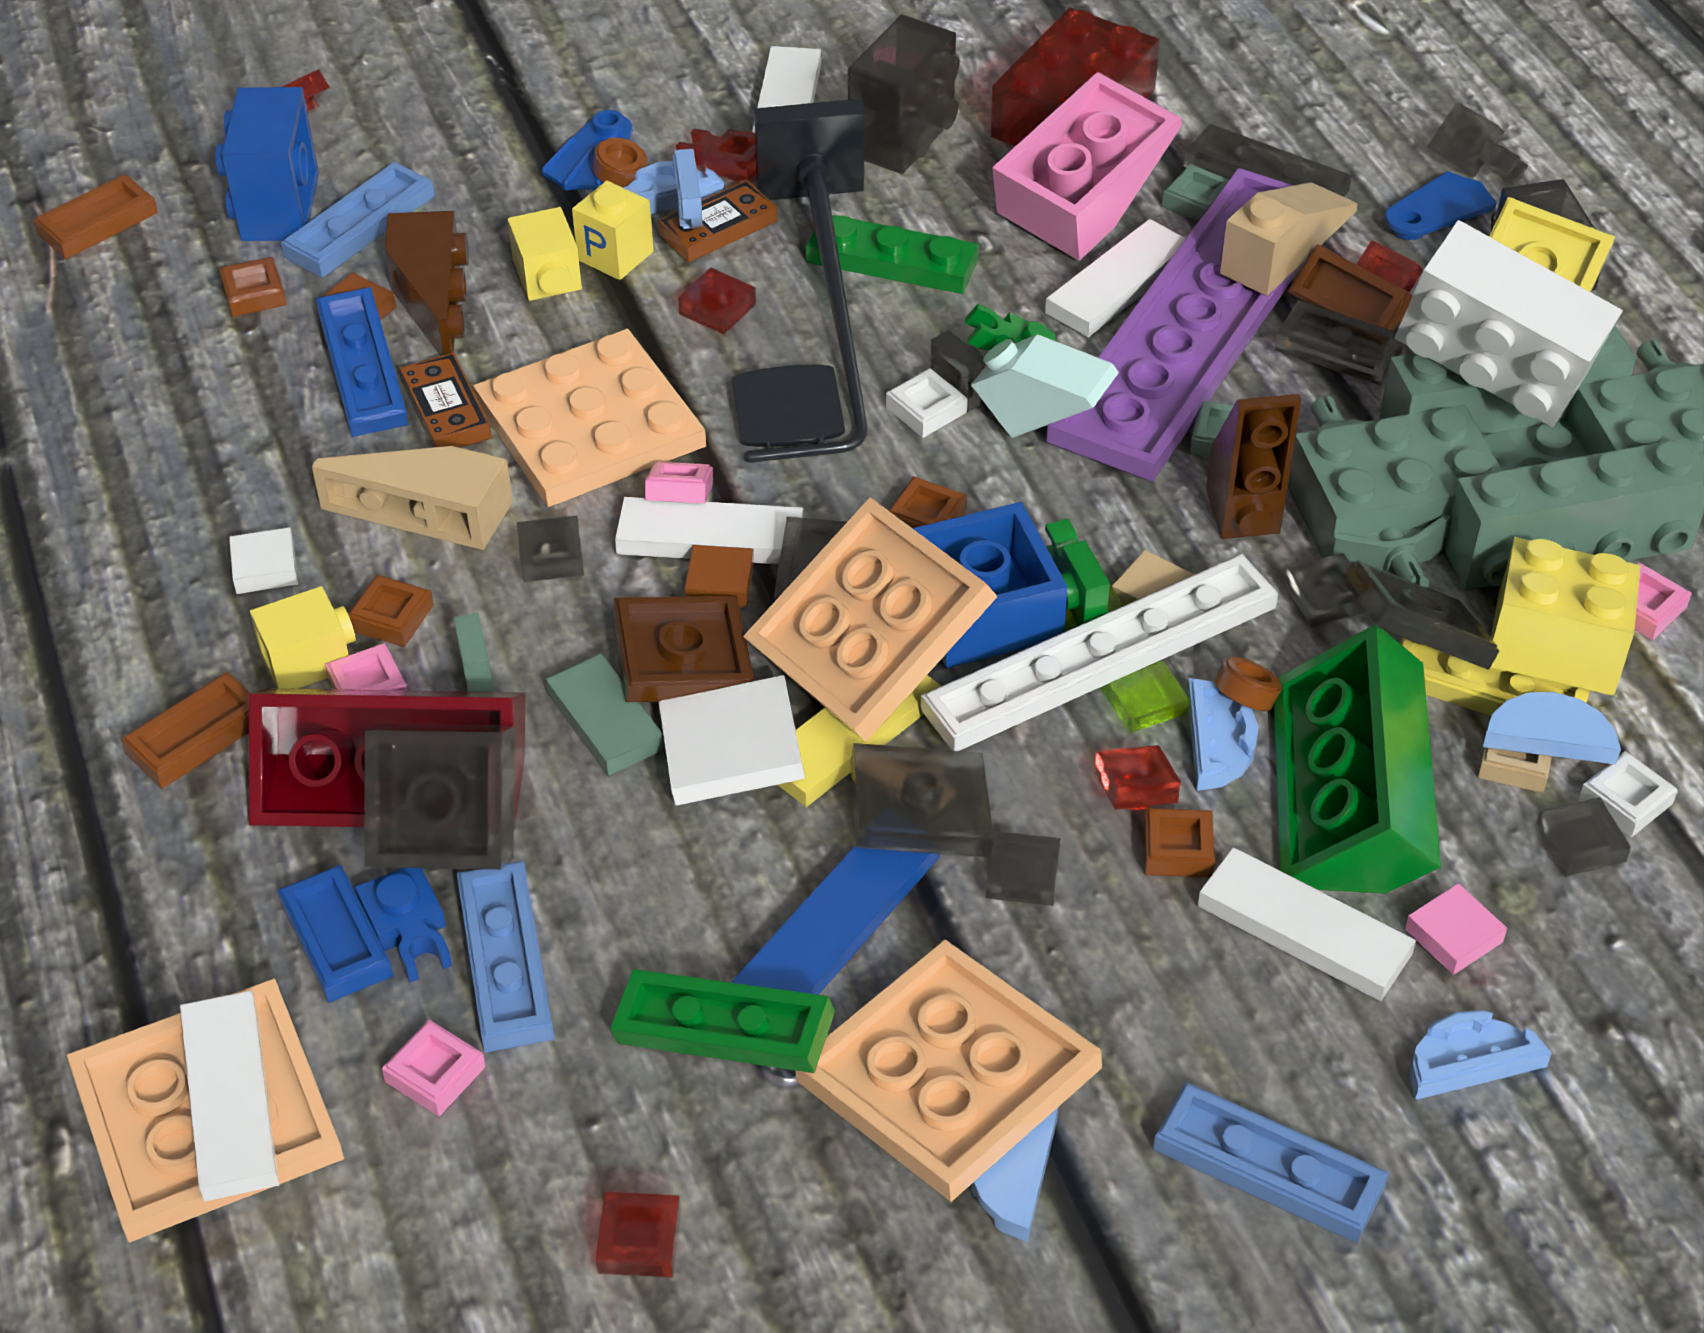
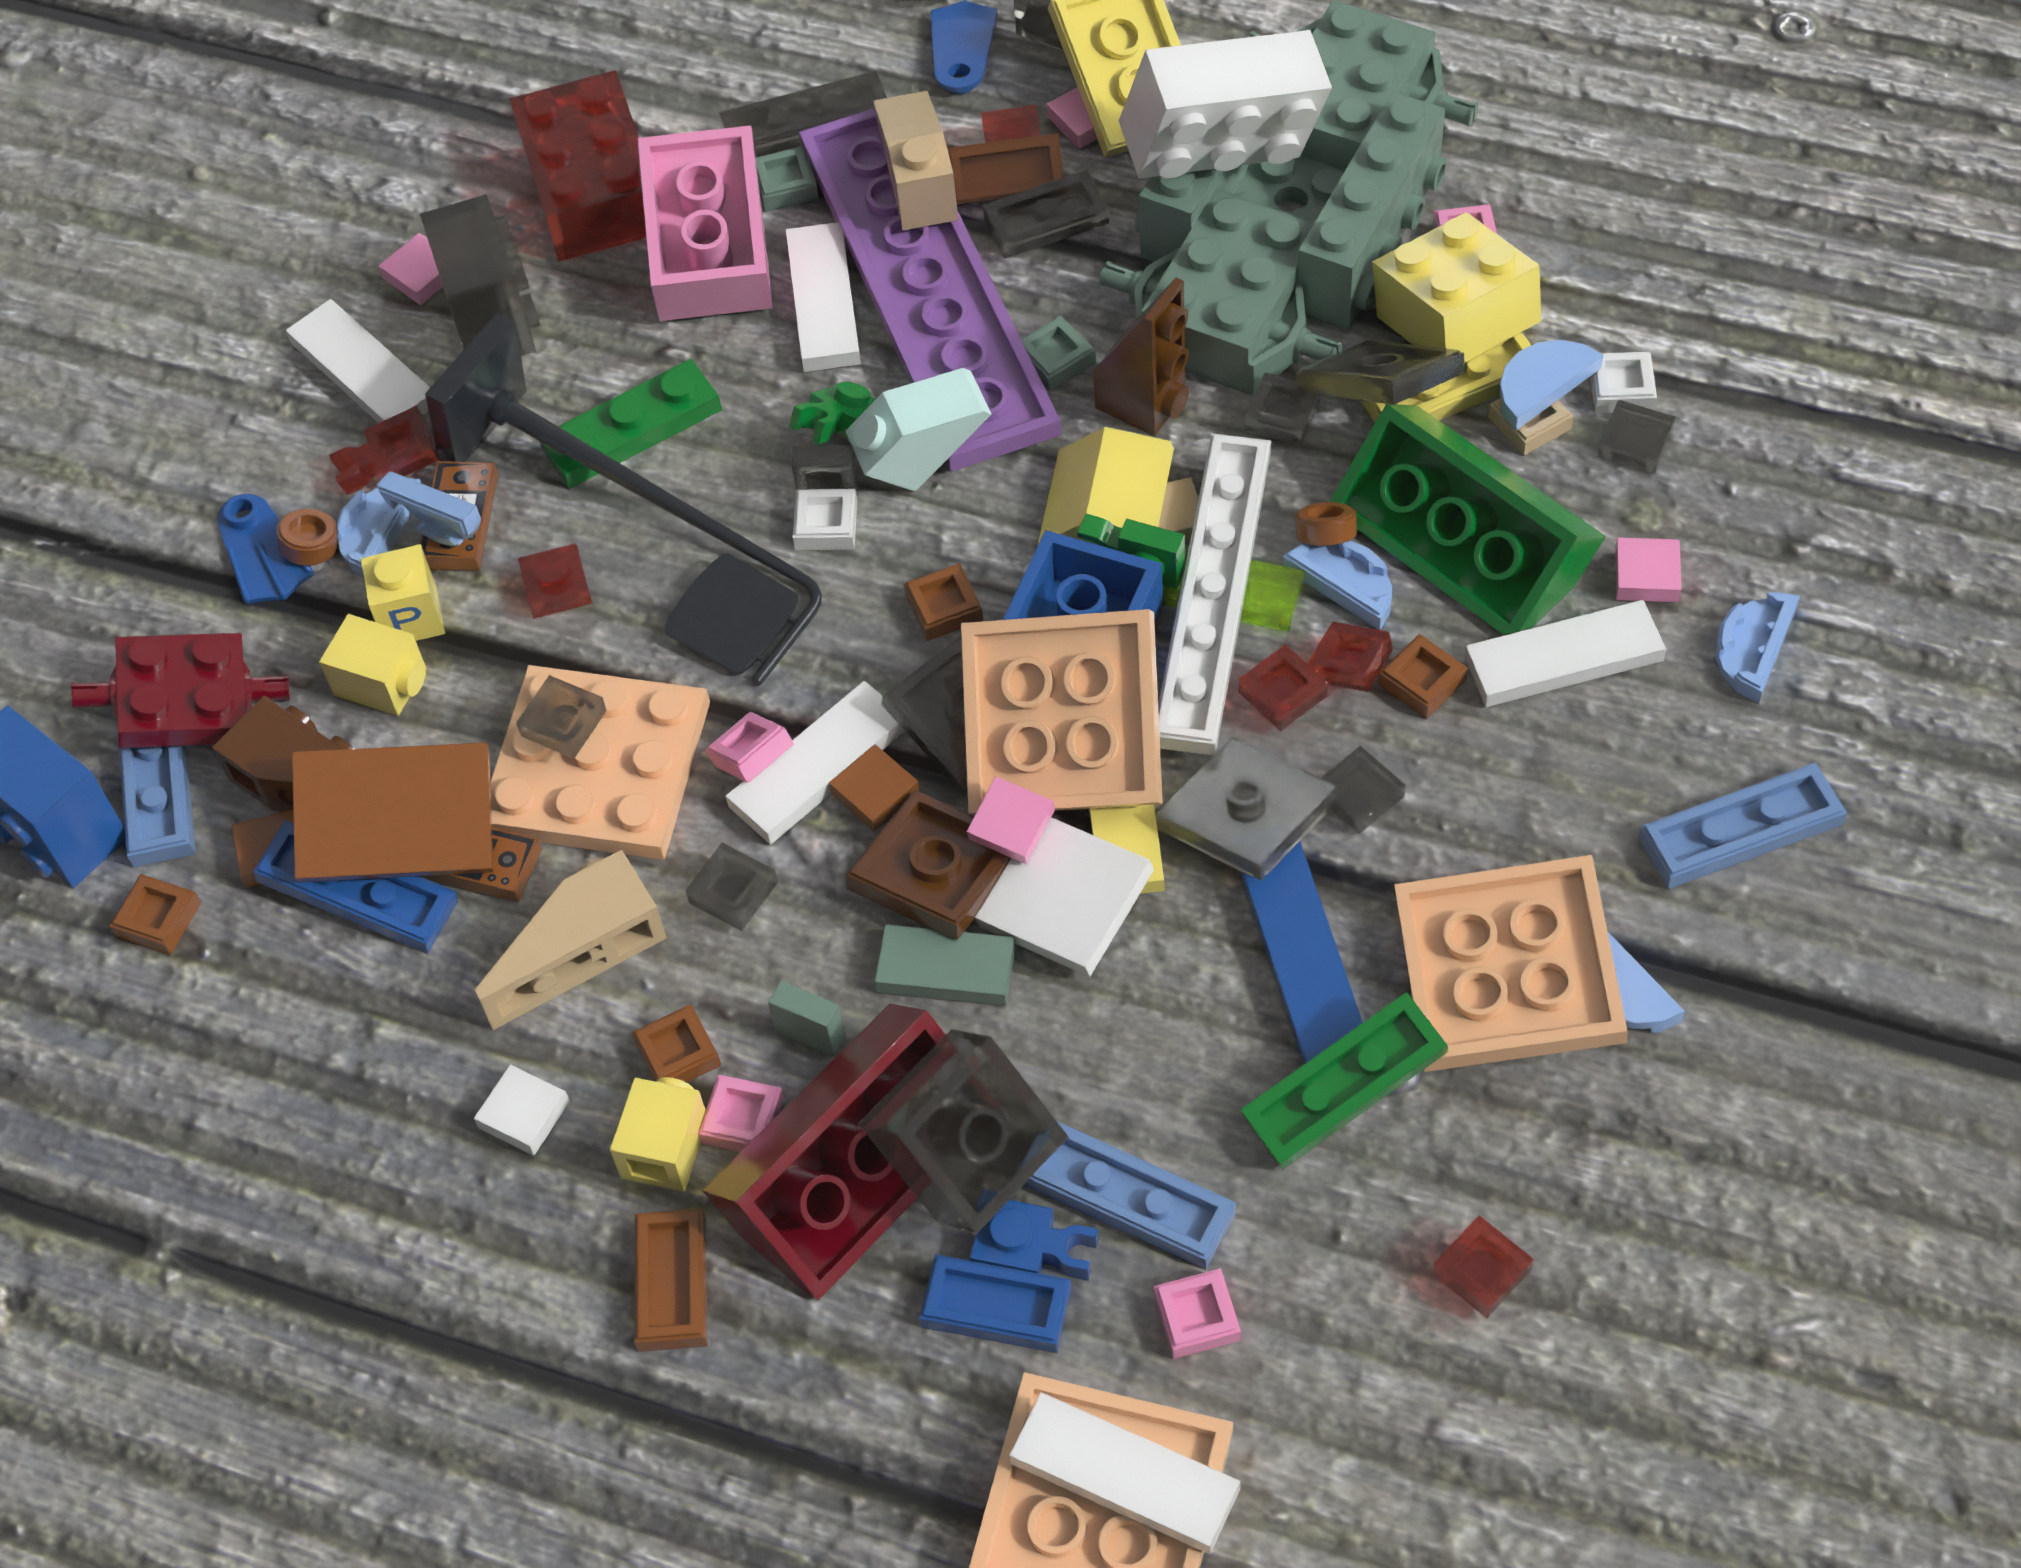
camera: 45 degrees left, 10 degrees up
(420, 326) = (392, 812): none -> dark orange tile
(427, 173) = (178, 689): none -> dark red plate
(586, 359) = (561, 716): none -> clear smoke plate
(751, 656) = (1011, 820): none -> bright pink tile
(1062, 754) = (1283, 687): none -> clear red plate
(1137, 532) = (1108, 477): none -> light yellow slope

